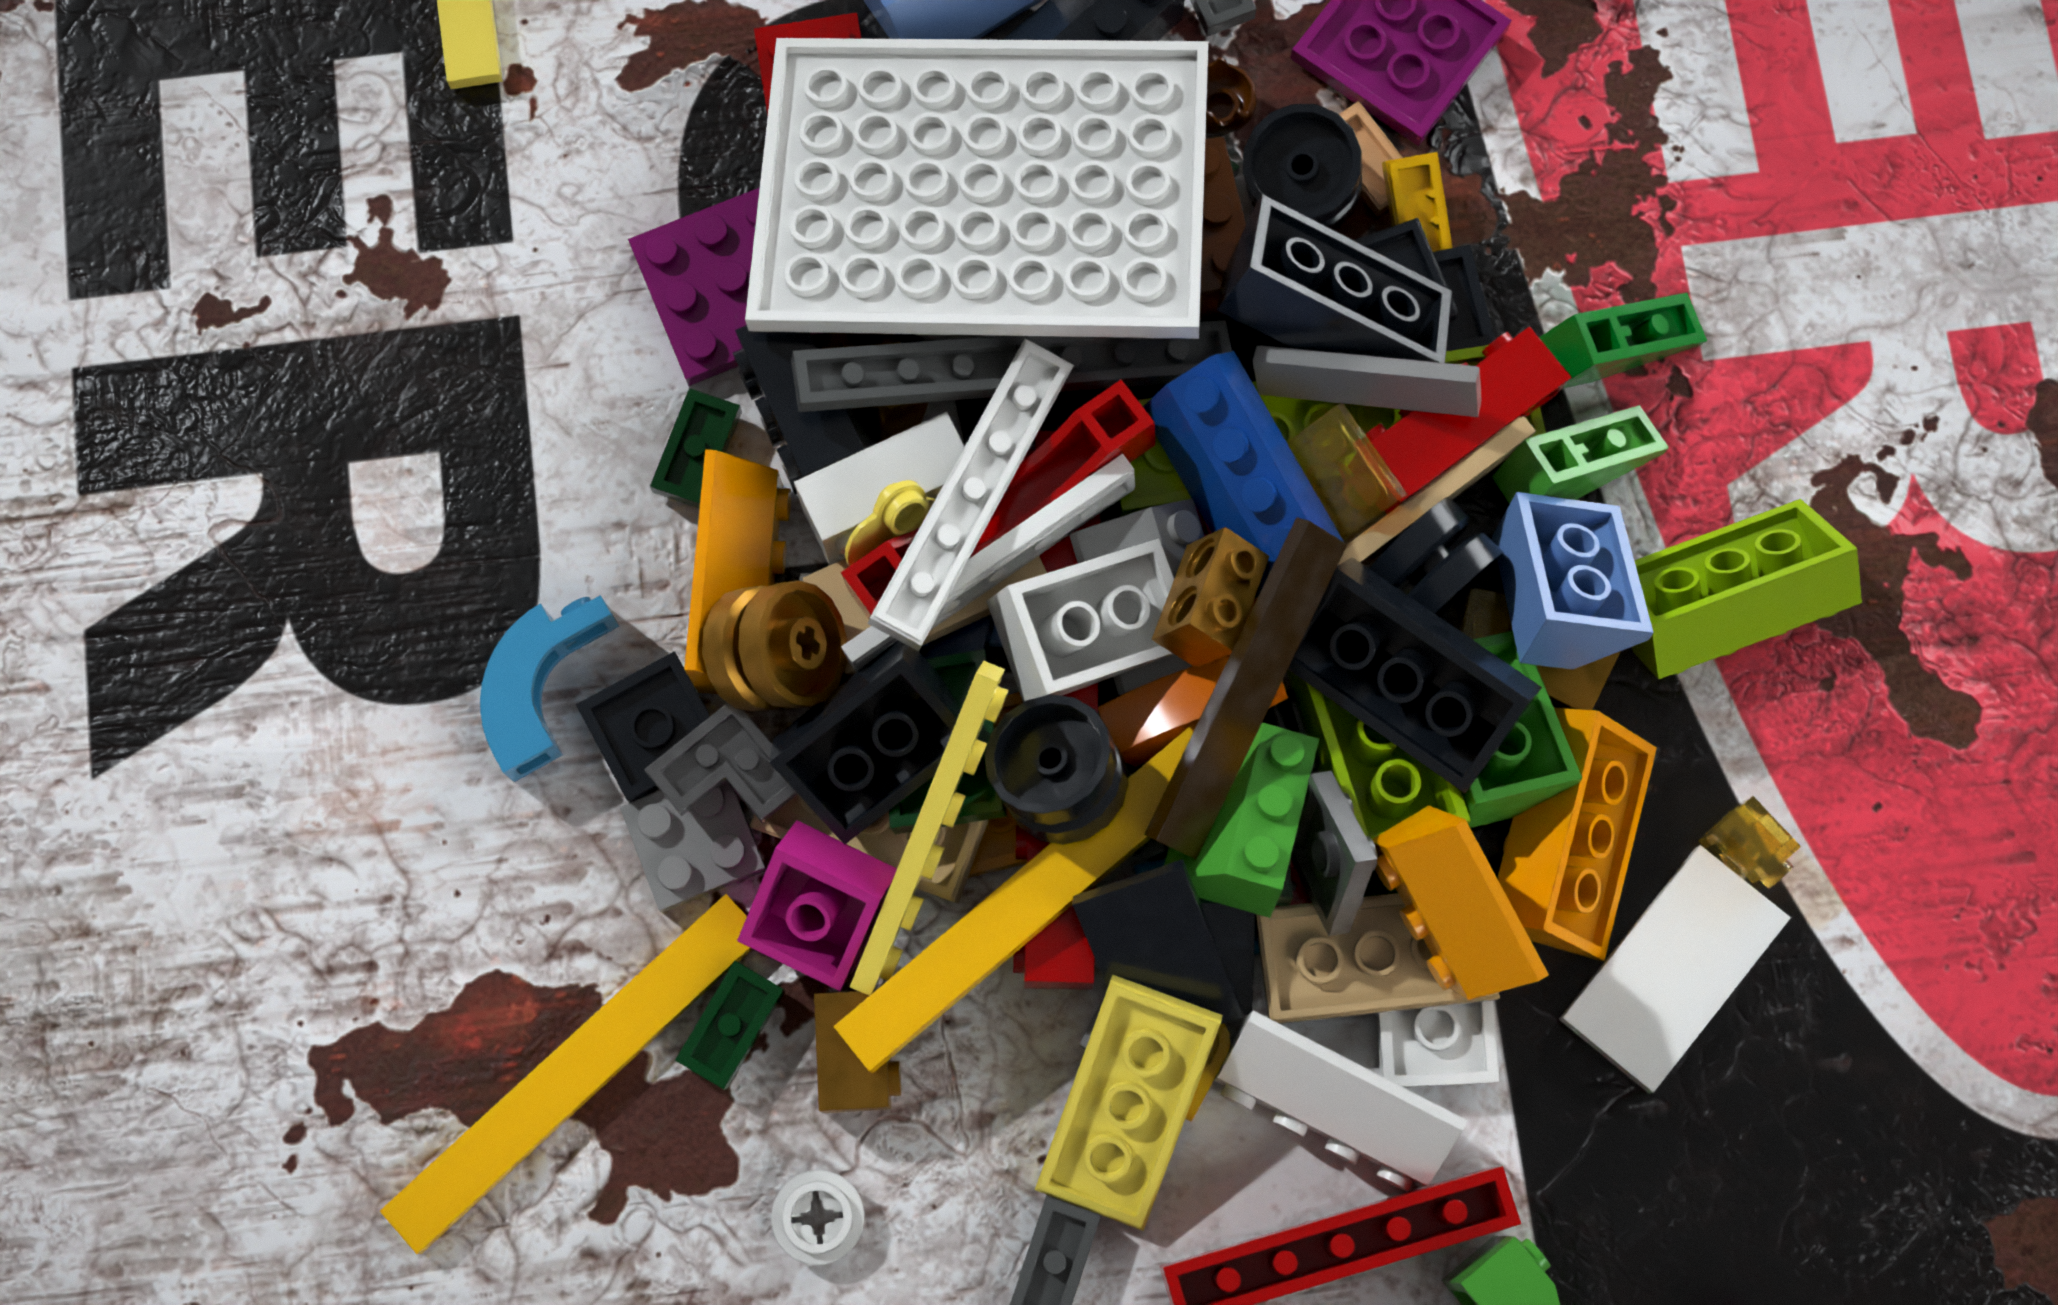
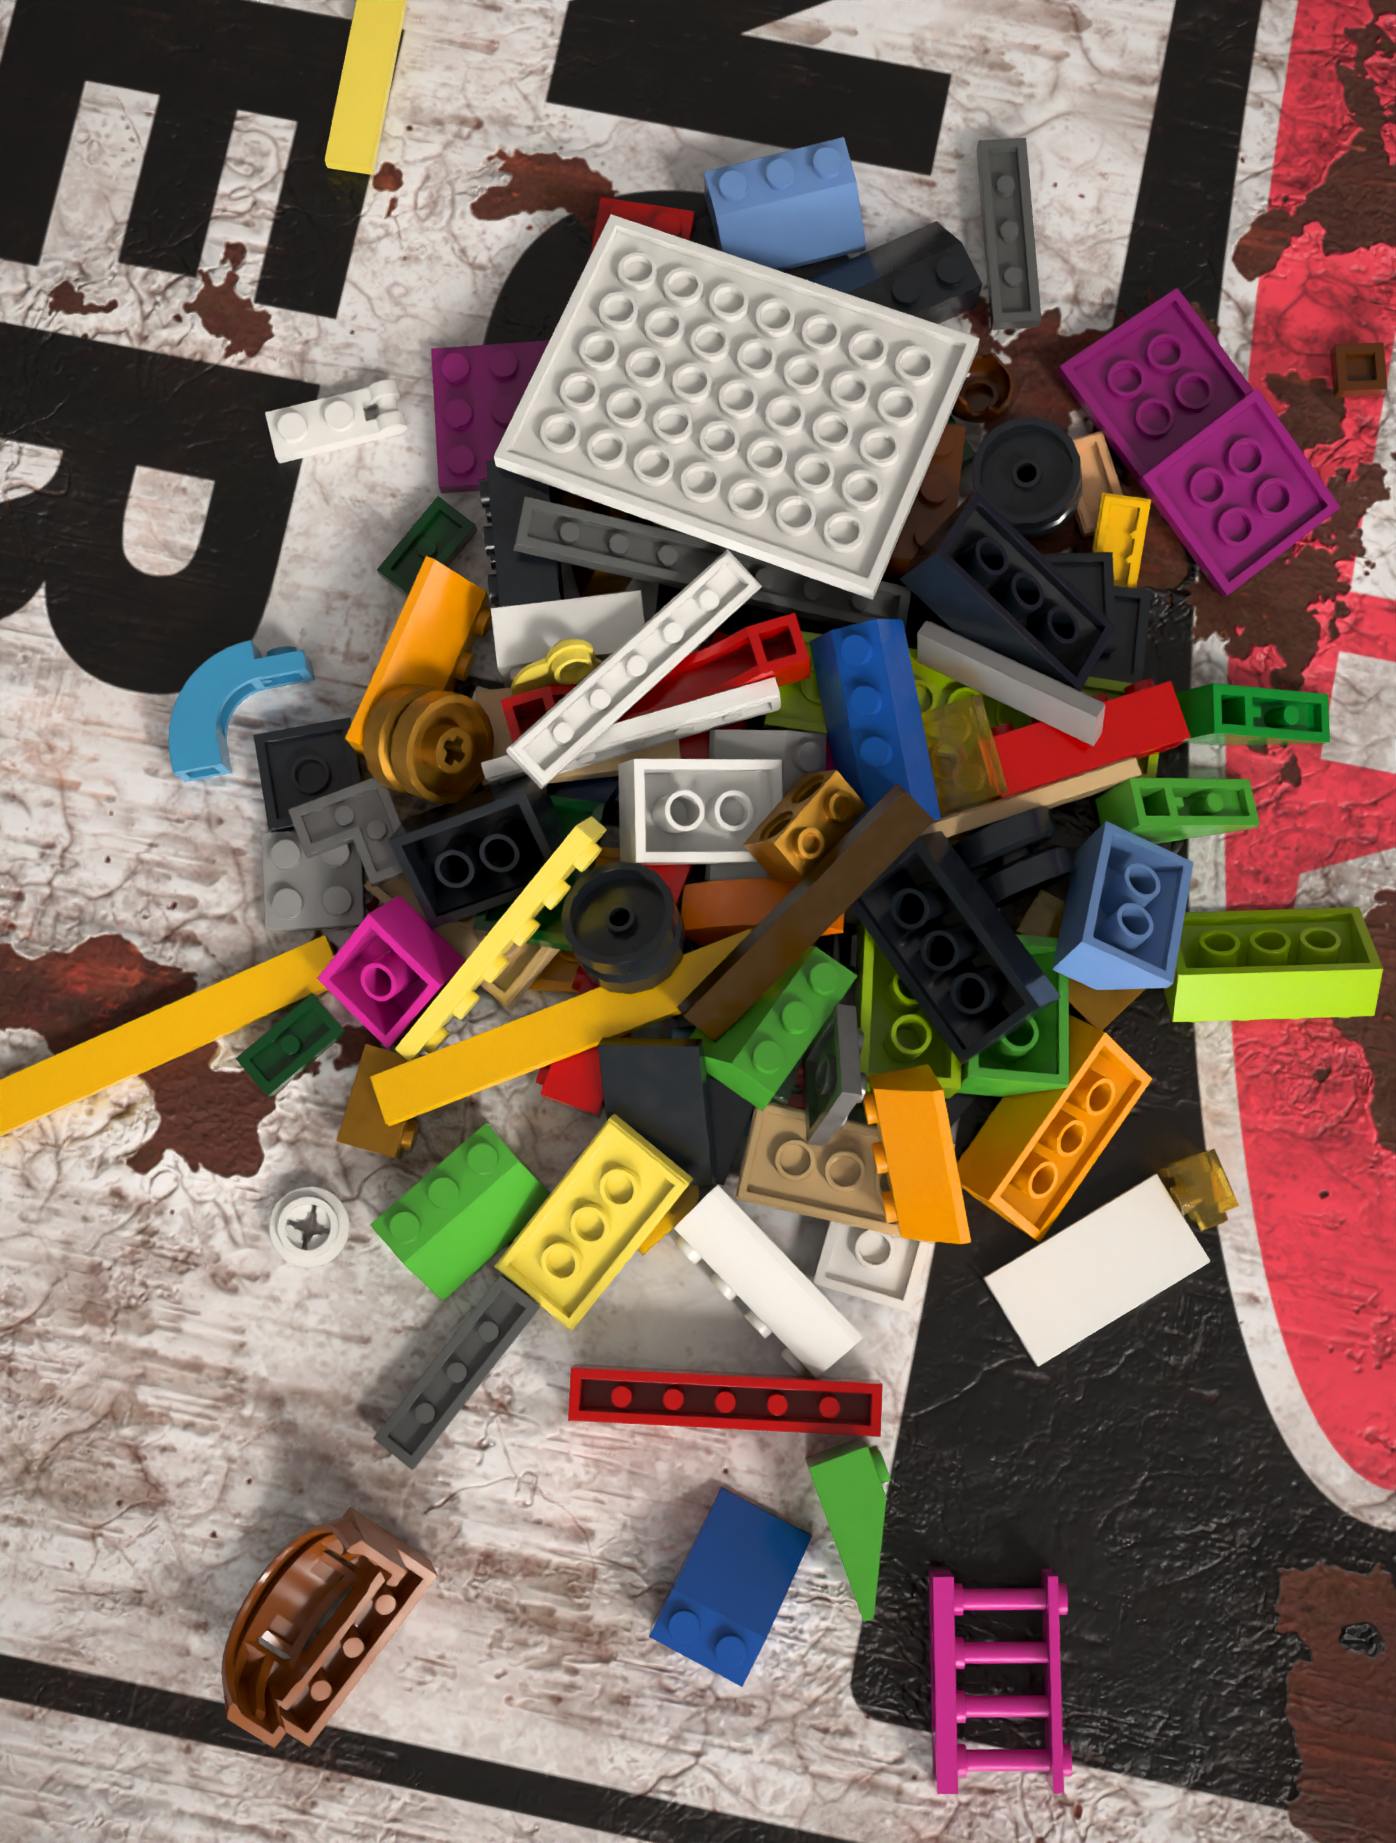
camera: 25 degrees right, 5 degrees up
(551, 347) = (335, 422): none -> white plate
(982, 1141) = (462, 1212): none -> bright green slope
(1522, 118) = (1238, 493): none -> magenta plate

